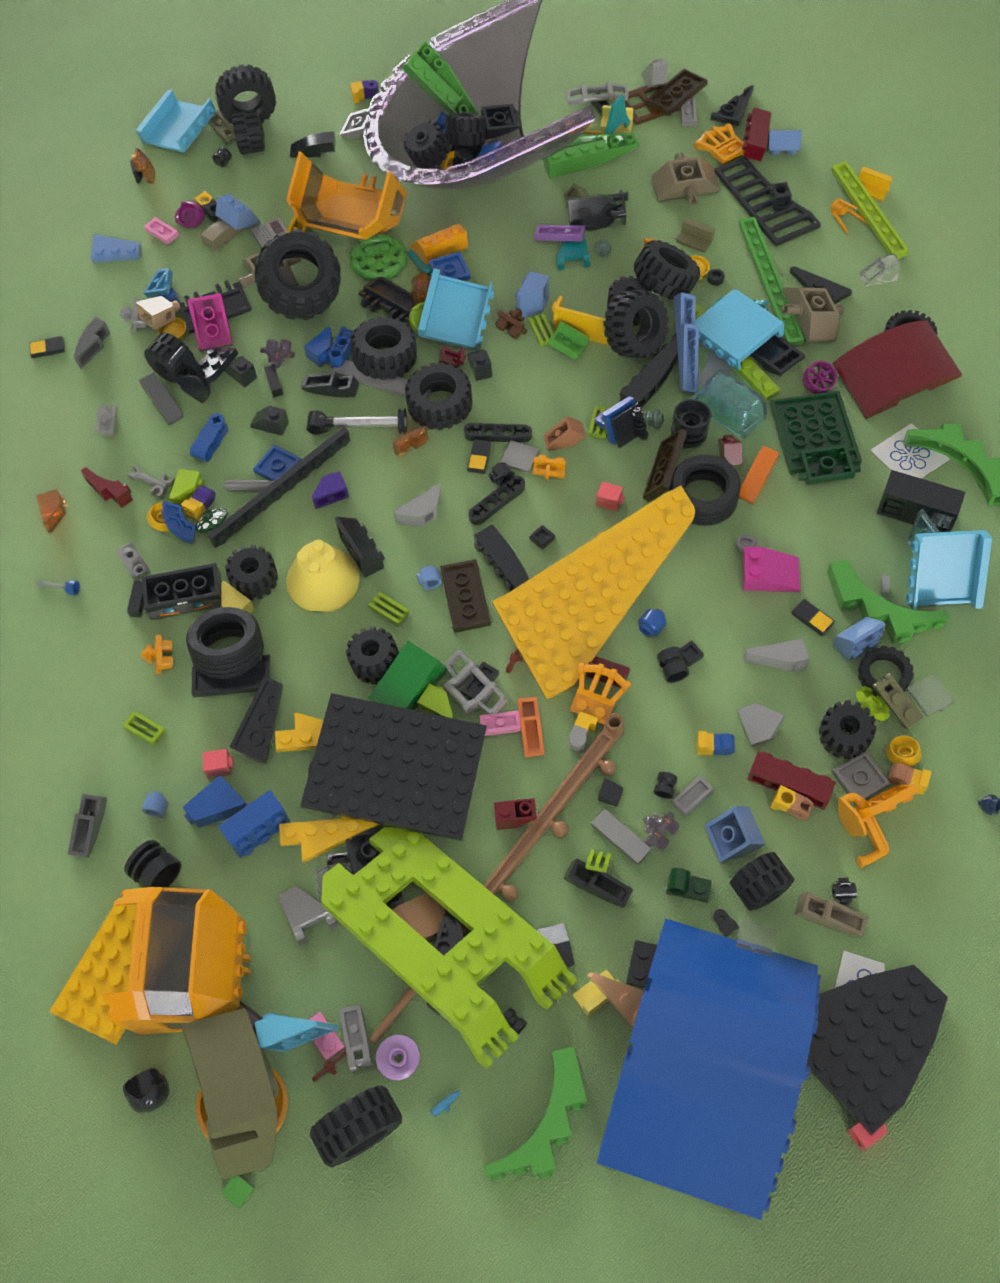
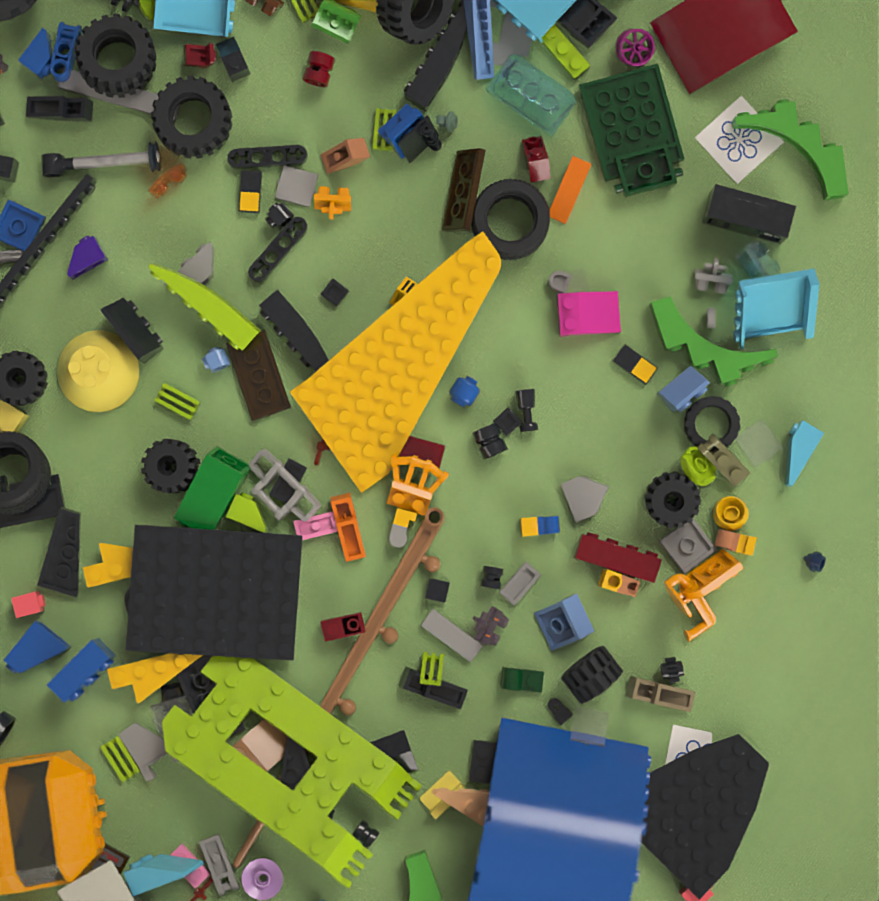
camera: 10 degrees left, 25 degrees up
(269, 903) = (114, 764): none -> lime tile
(431, 529) = (210, 306): none -> lime slope
(549, 373) = (321, 62): none -> dark red wheel
(610, 496) = (405, 234): coral brick -> none
(694, 418) = (489, 118): black wheel -> none
(709, 635) = (526, 401): none -> black piece
(782, 656) = (605, 417): light grey slope -> none
(895, 555) = (703, 276): none -> light grey hips
(972, 698) = (800, 447): none -> medium azure slope

